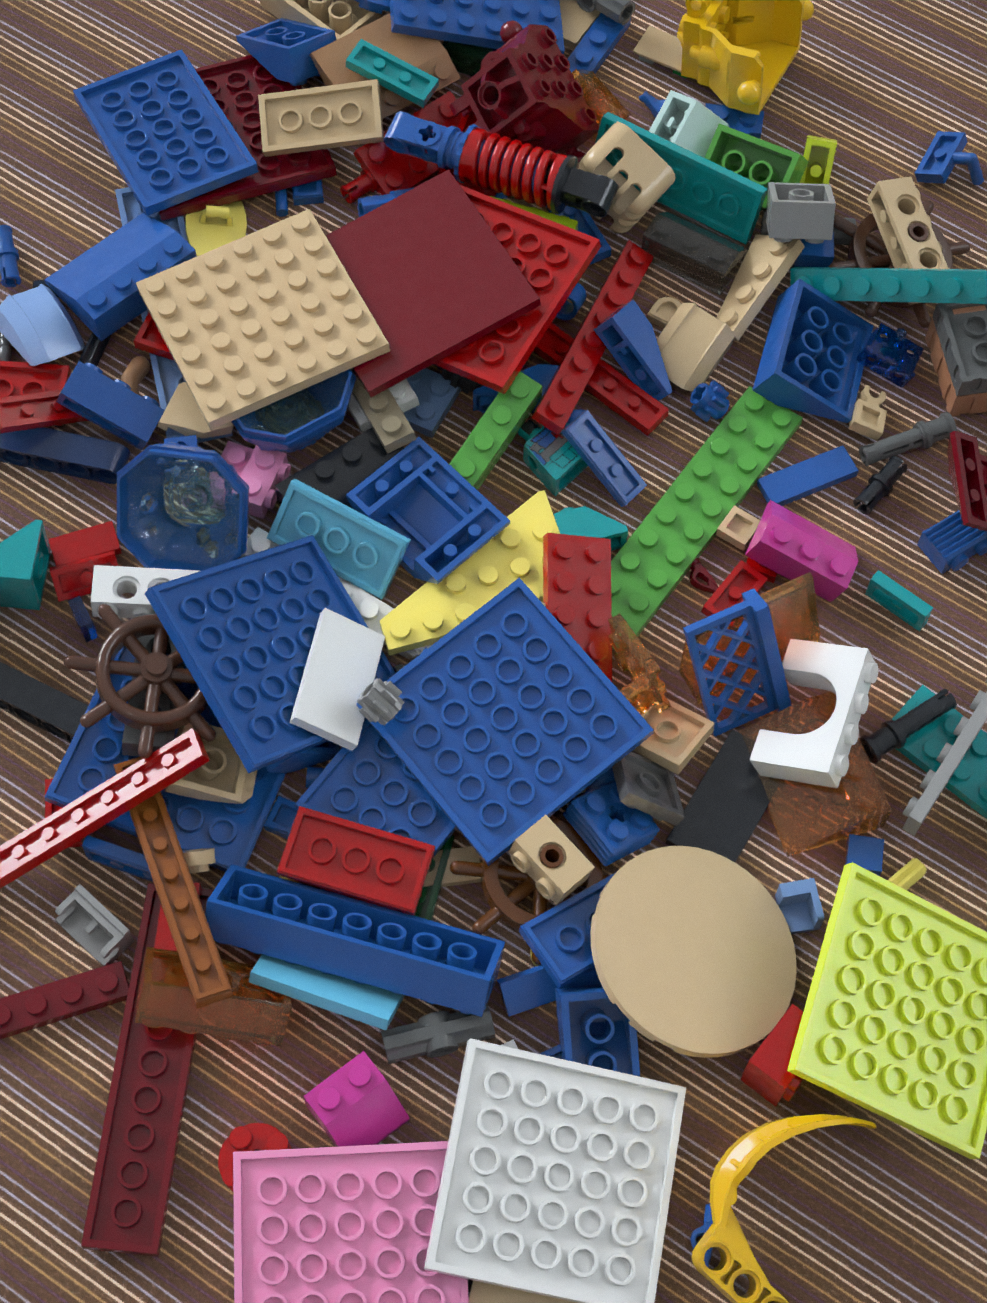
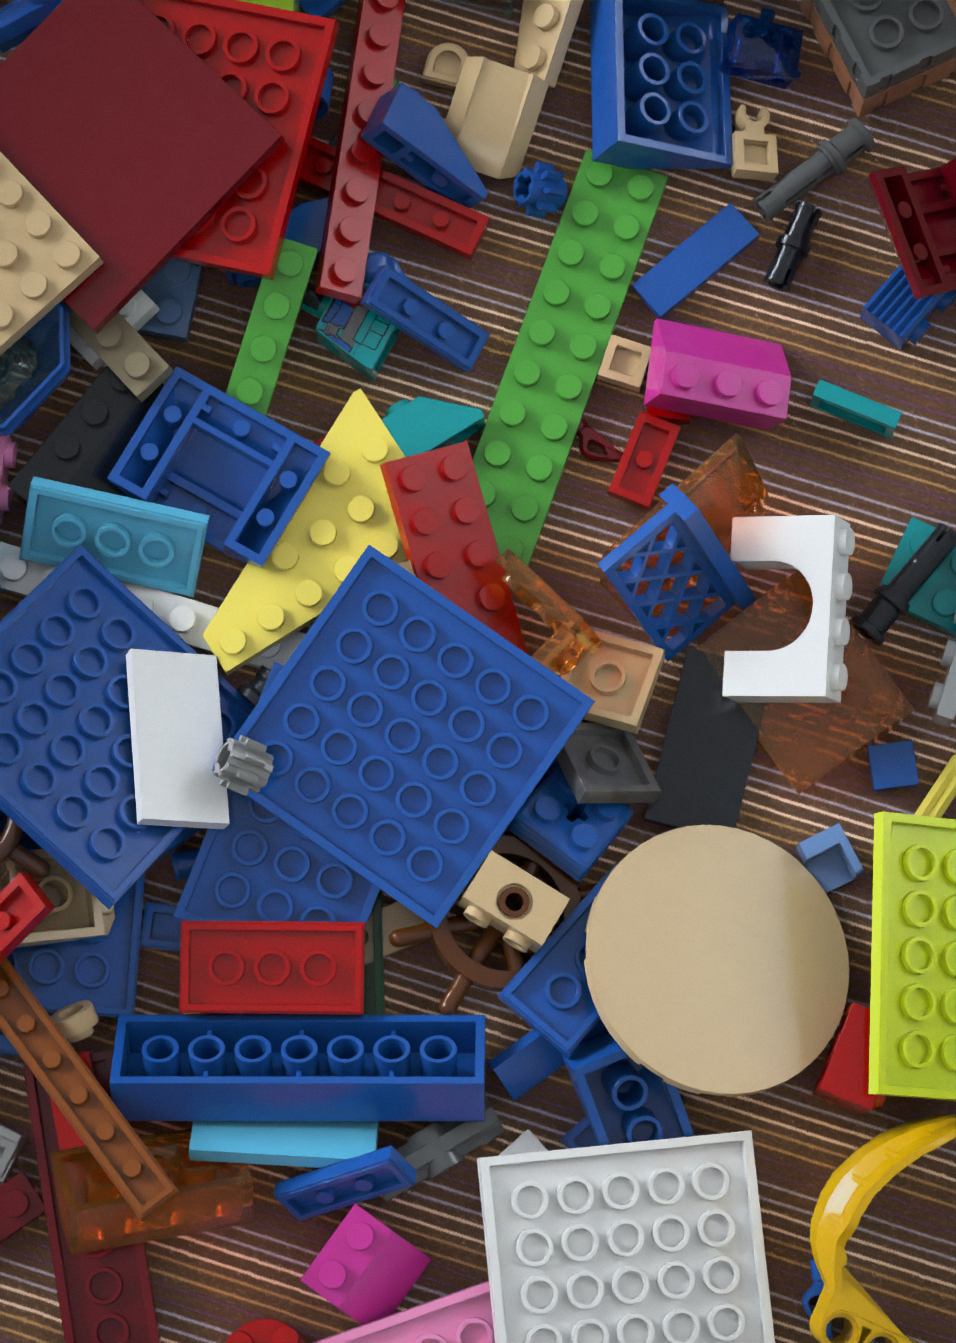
camera: 10 degrees left, 15 degrees up
(361, 1033) = (345, 1183): none -> blue tile

